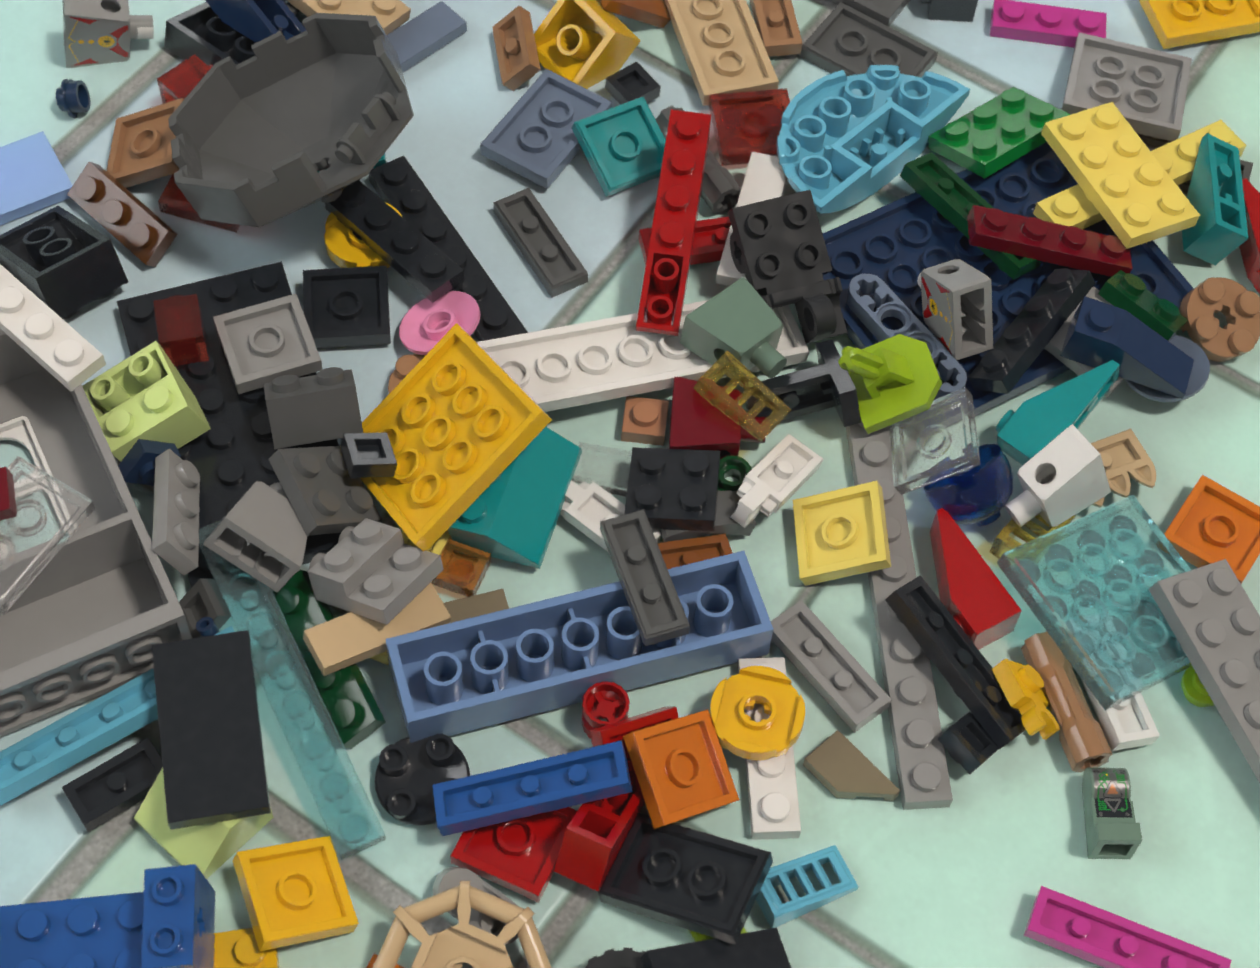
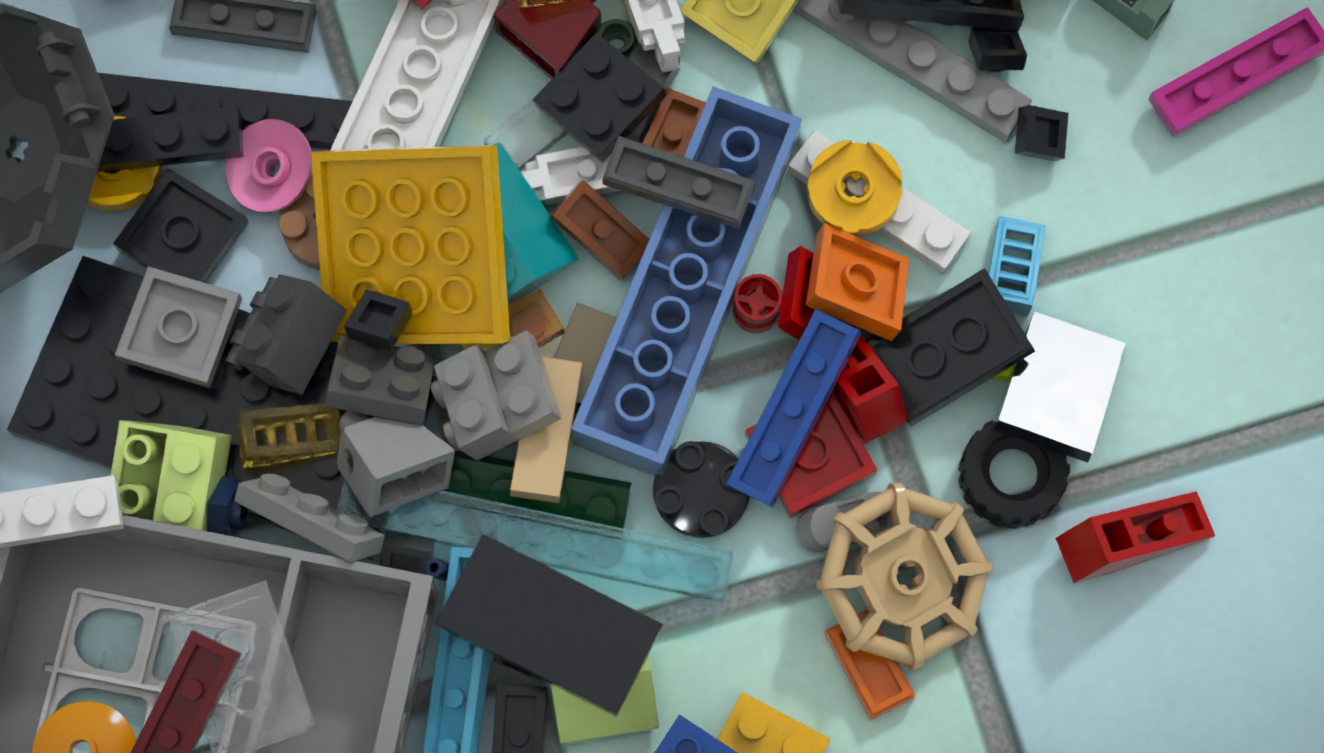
camera: 50 degrees left, 15 degrees up
(181, 329) = (103, 390): clear red brick -> none
(230, 433) = (287, 416): none -> clear yellow slope
(295, 892) = (731, 656): yellow plate -> none
(572, 555) = (600, 229): none -> dark orange plate
(644, 420) = (503, 69): nougat plate -> none
(828, 666) = (850, 101): light grey plate -> none
(848, 771) = (945, 158): dark tan tile -> none
(930, 825) = (1041, 133): none -> black plate

